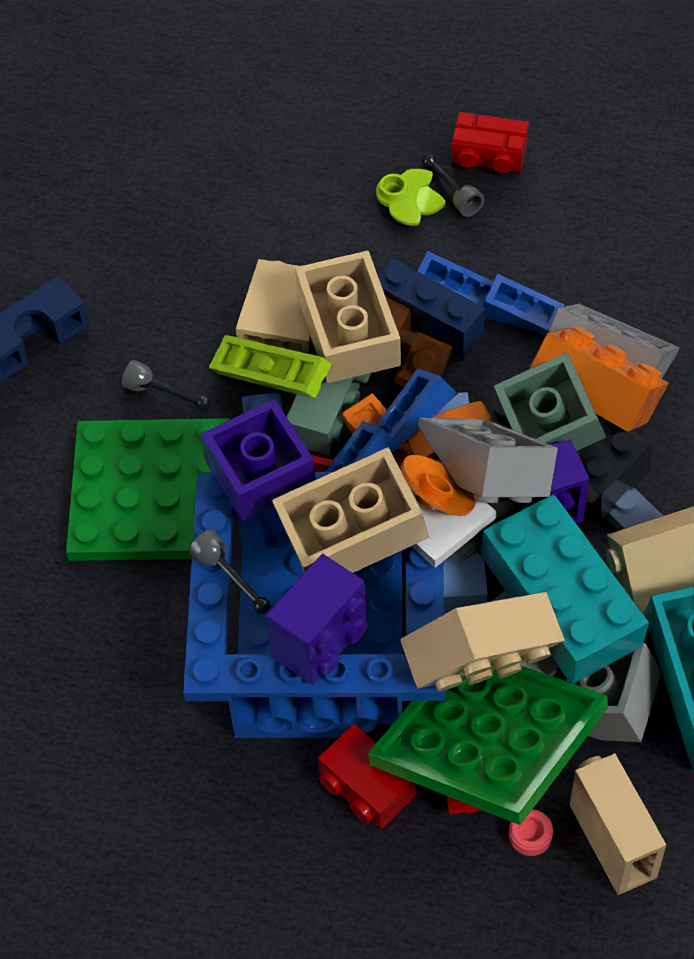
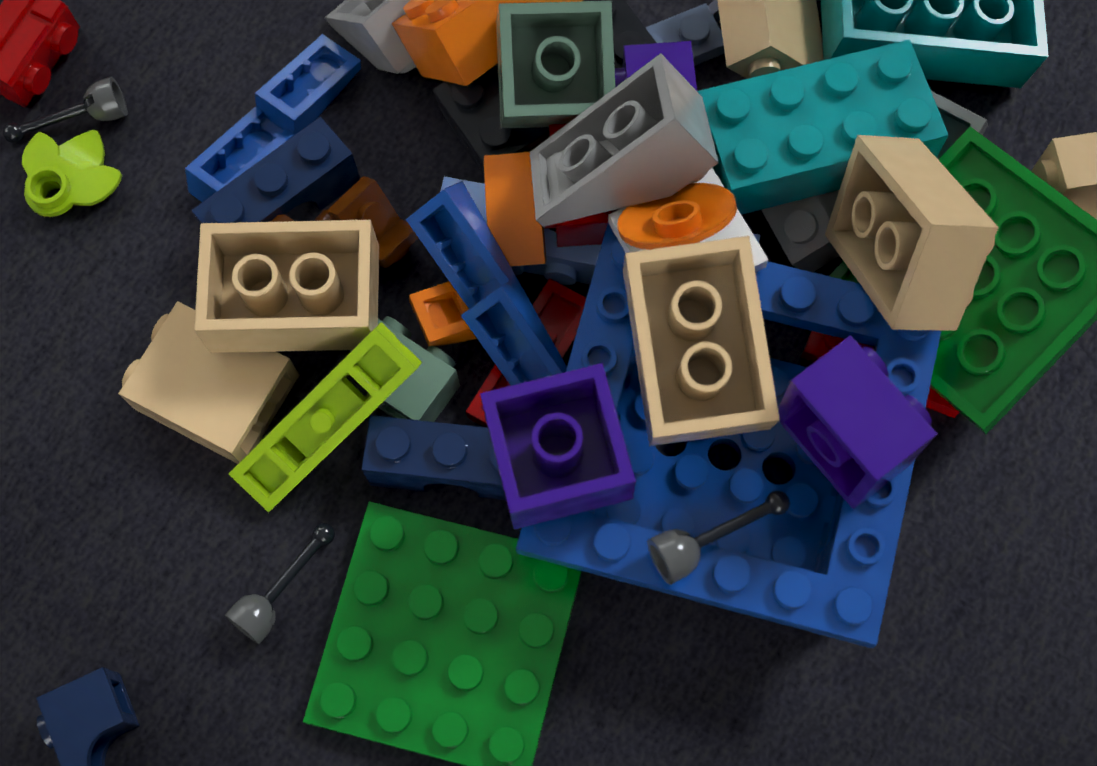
camera: 75 degrees left, 15 degrees up
(371, 791) = (965, 458): red brick -> none

